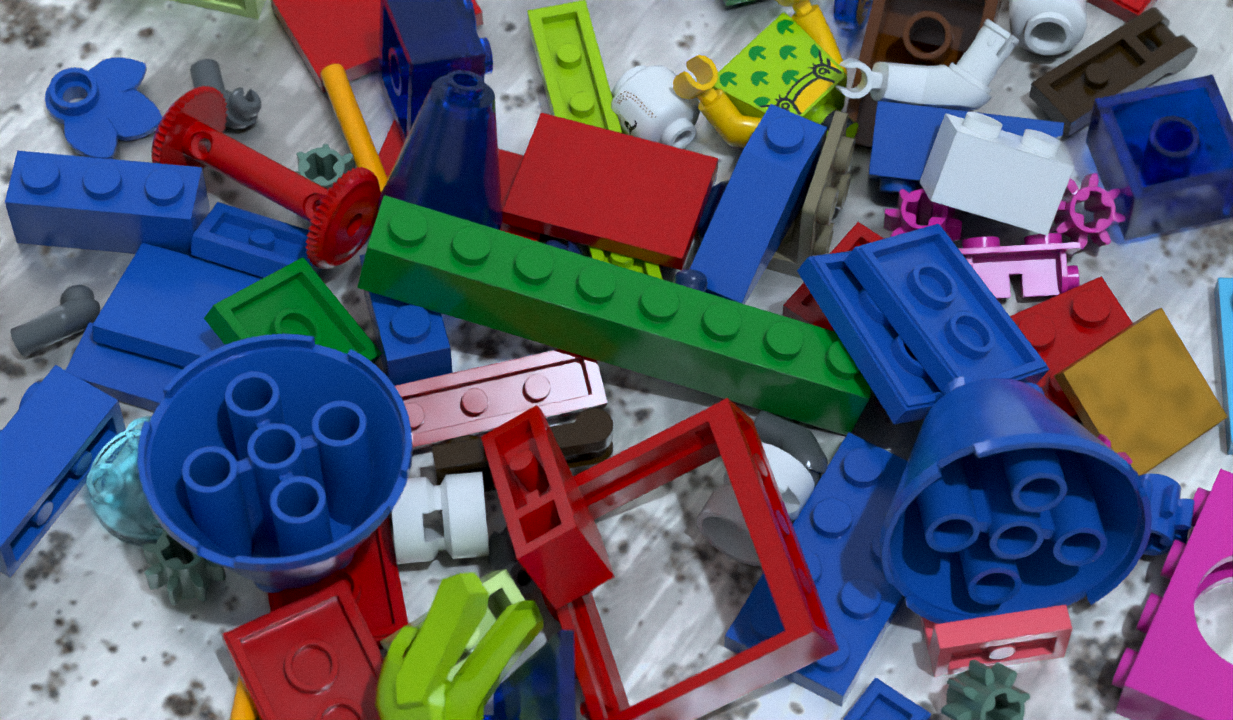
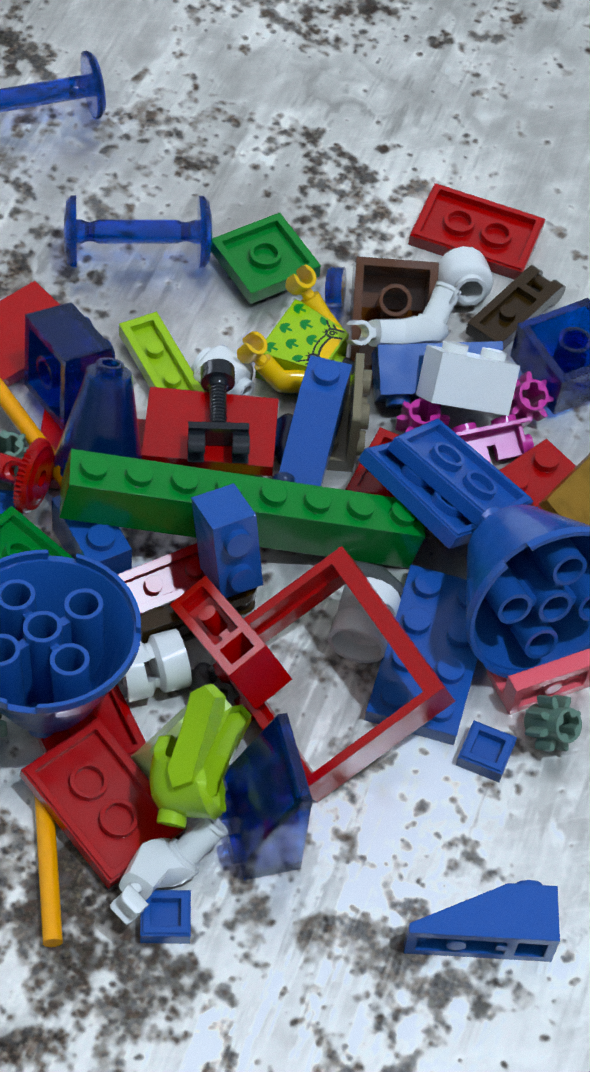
camera: 20 degrees left, 5 degrees down
(575, 361) = (227, 540): none -> blue brick
(635, 116) = (217, 379): none -> black bar

